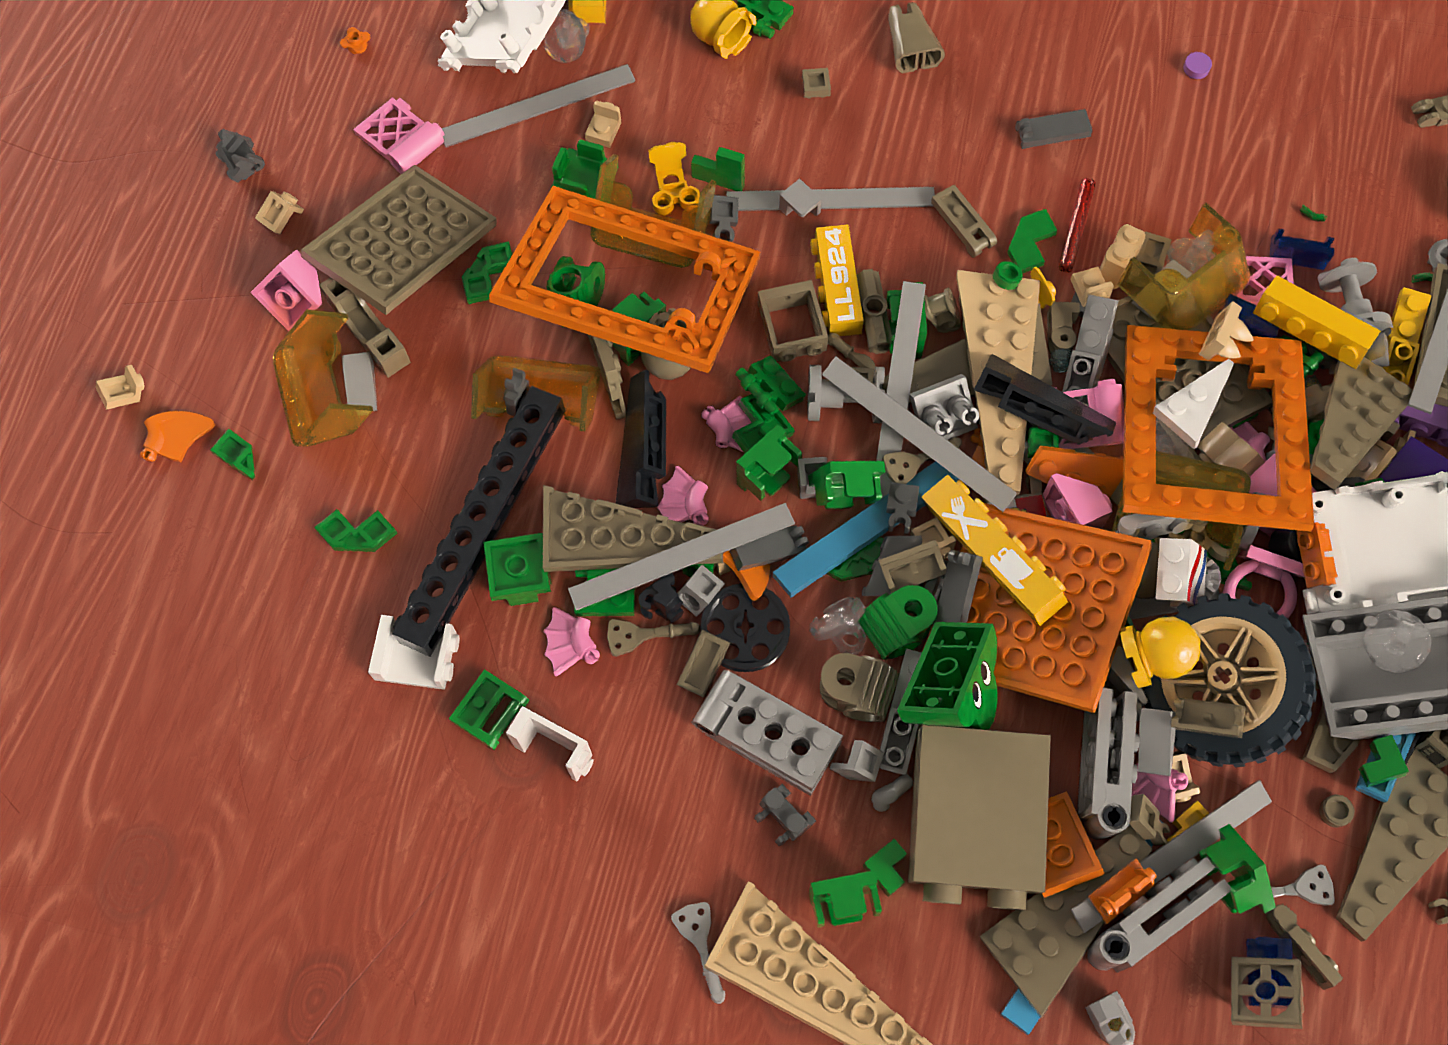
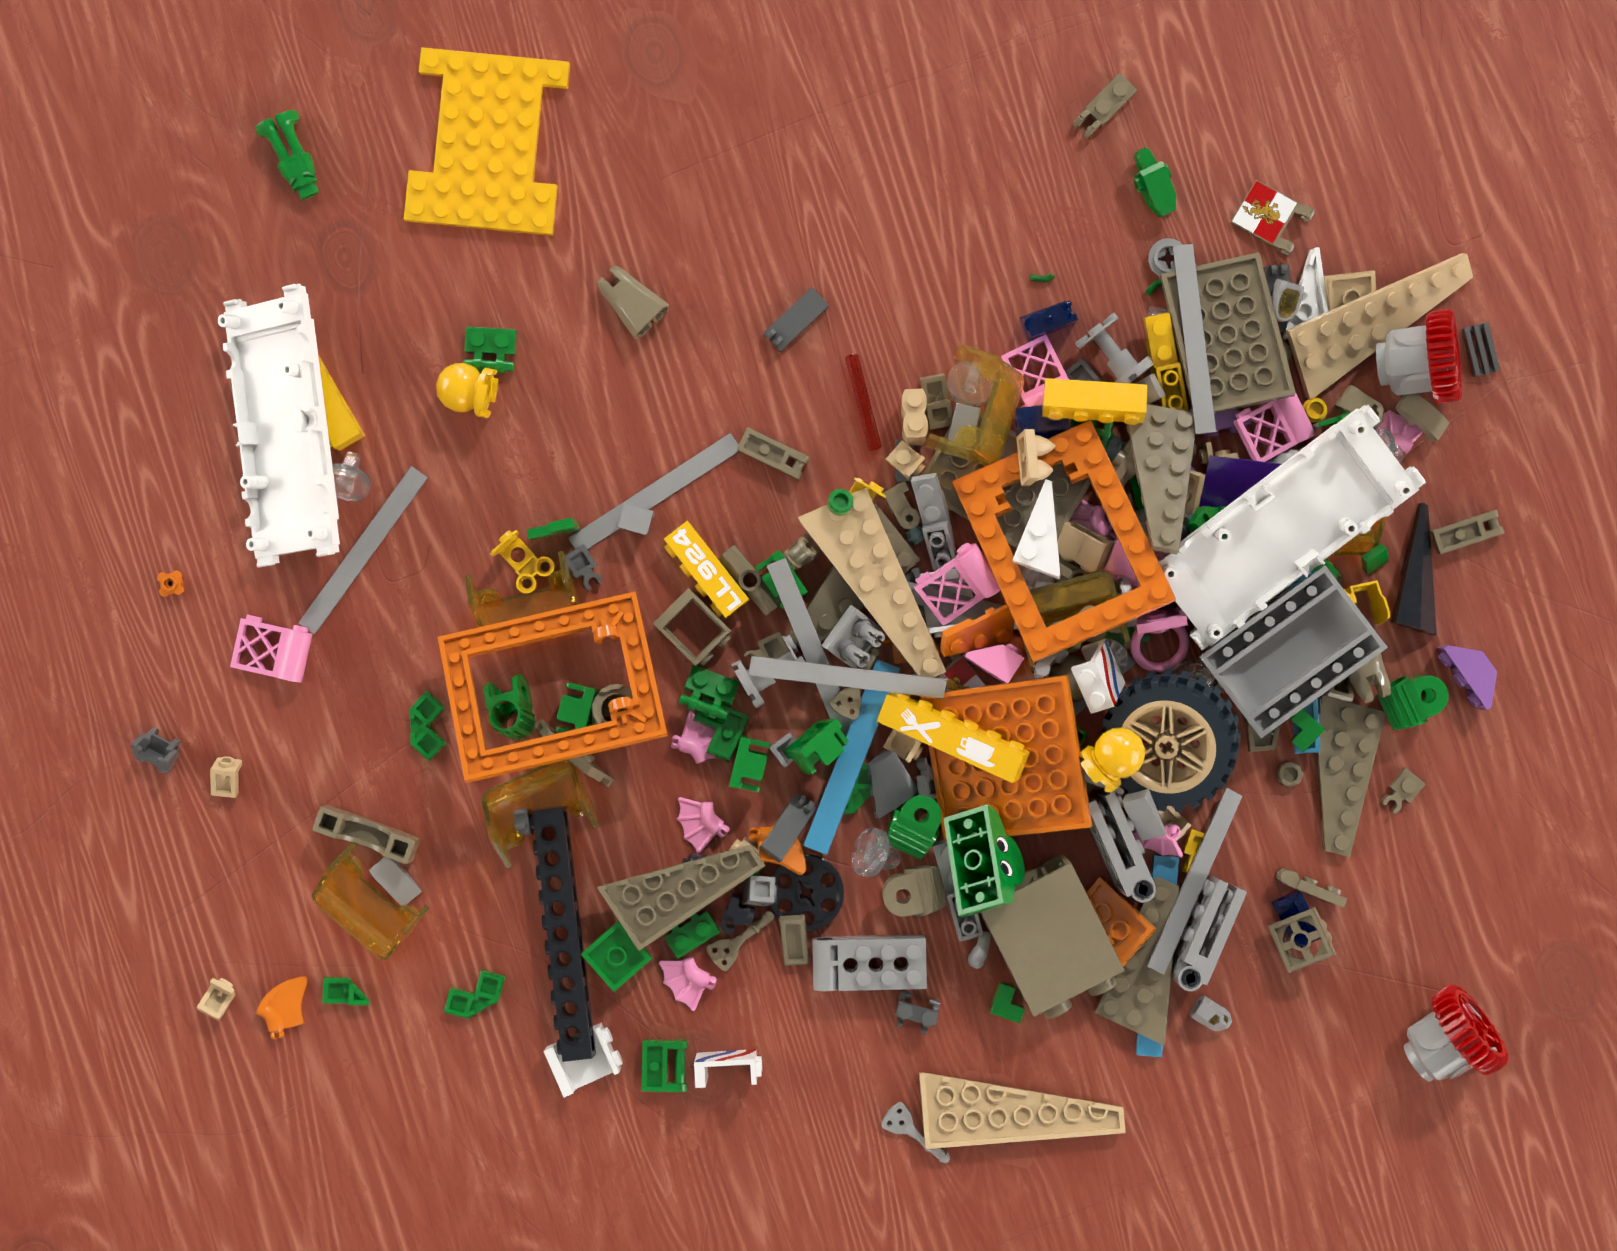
camera: 30 degrees left, 20 degrees up
(289, 290) = (290, 845): bright pink slope -> none
(399, 239) = (344, 749): dark tan plate -> none
(579, 168) = (444, 596): green panel -> none
(604, 124) = (431, 539): tan bracket -> none
(643, 445) = (643, 798): black wedge -> none
(680, 556) = (734, 882): light grey piece -> none
(816, 83) = (581, 397): dark tan tile -> none
(845, 898) = (991, 1048): green panel -> none
(861, 360) = (763, 625): dark tan piece -> none
(862, 763) = (949, 945): light grey panel -> none
(902, 504) = (864, 732): dark grey plate -> none
(913, 566) = (902, 782): dark tan hinge -> none
(958, 587) = (945, 784): dark grey hinge -> none
(1023, 246) = (832, 449): green tile -> none
(1041, 403) = (924, 595): black wedge -> none
(1041, 437) = (940, 621): green tile -> none
(1122, 890) = (1173, 932): orange hinge -> none
(1145, 820) = (1164, 871): dark tan plate -> none
(1197, 65) = (880, 185): medium lavender tile -> none
(1208, 717) = (1172, 786): dark tan hinge -> none
(1251, 879) = (1243, 872): green panel -> none
(1301, 887) = (1289, 846): light grey piece -> none
(1316, 567) = (1194, 618): orange hinge -> none
(1397, 641) = (1274, 645): clear tile -> none

